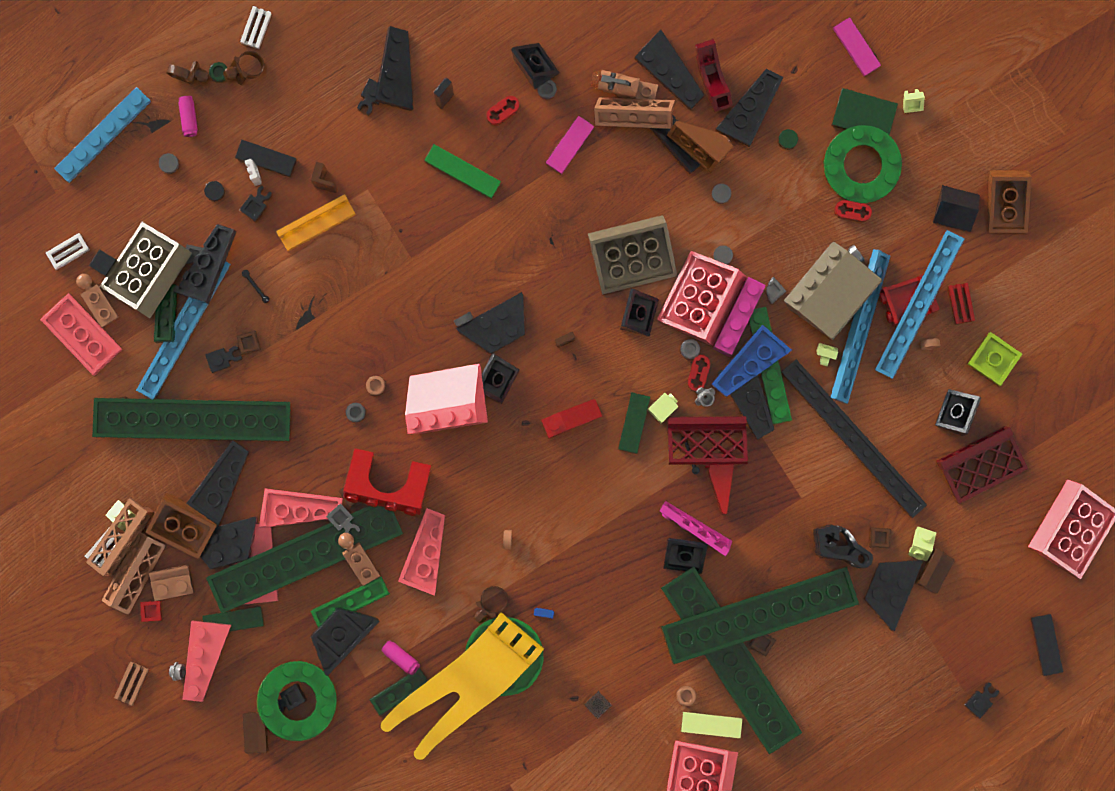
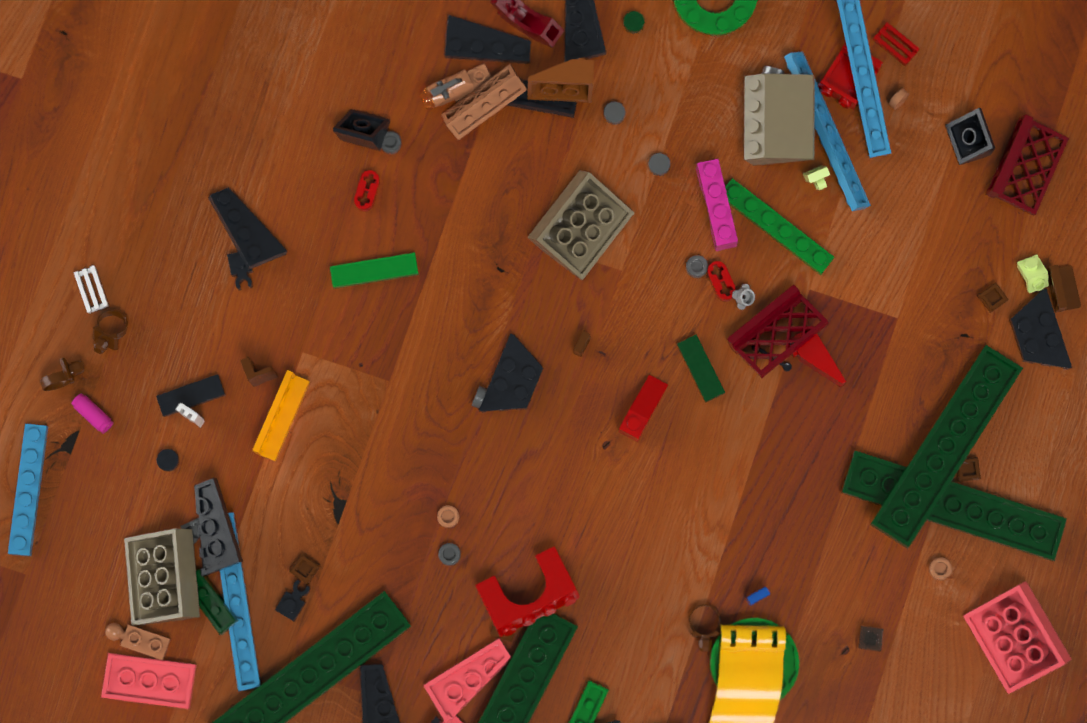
camera: 30 degrees left, 5 degrees down
(72, 257) = (79, 637): white tile -> none
(102, 262) = (118, 602): black tile -> none
(168, 163) = (107, 468): dark grey tile -> none
(216, 72) = (87, 354): dark green tile -> none
(246, 274) = (254, 511): black hinge -> none
(255, 206) = (215, 445): black plate -> none
(341, 519) = (513, 656): dark grey plate -> none
(358, 559) = (557, 680): nougat plate -> none
(424, 556) = (613, 633): coral wing -> none
(443, 93) = (304, 213): black tile -> none
(445, 400) = (521, 478): slope -> none
(498, 378) = (550, 425): black slope -> none
(507, 539) = (673, 557): nougat tile -> none
(570, 145) = (449, 174): dark pink tile -> none
(639, 313) = (627, 270): black slope -> none
(663, 407) = (715, 334): yellowish green brick -> none
(684, 555) = (838, 446): black slope -> none
(700, 530) = (834, 414): dark pink wing -> none
(702, 298) = (671, 214): coral slope -> none
(711, 725) = (983, 576): yellowish green tile -> none
(752, 359) = (759, 227): blue wing -> none
(752, 404) = (778, 265): black wing -> none
(774, 290) = (727, 159): flat silver tile -> none
(846, 553) = (977, 332): black piece -> none
(854, 206) = (741, 43): red beam -> none
(854, 438) = (900, 230): black plate -> none
(994, 359) = (963, 68): lime plate -> none

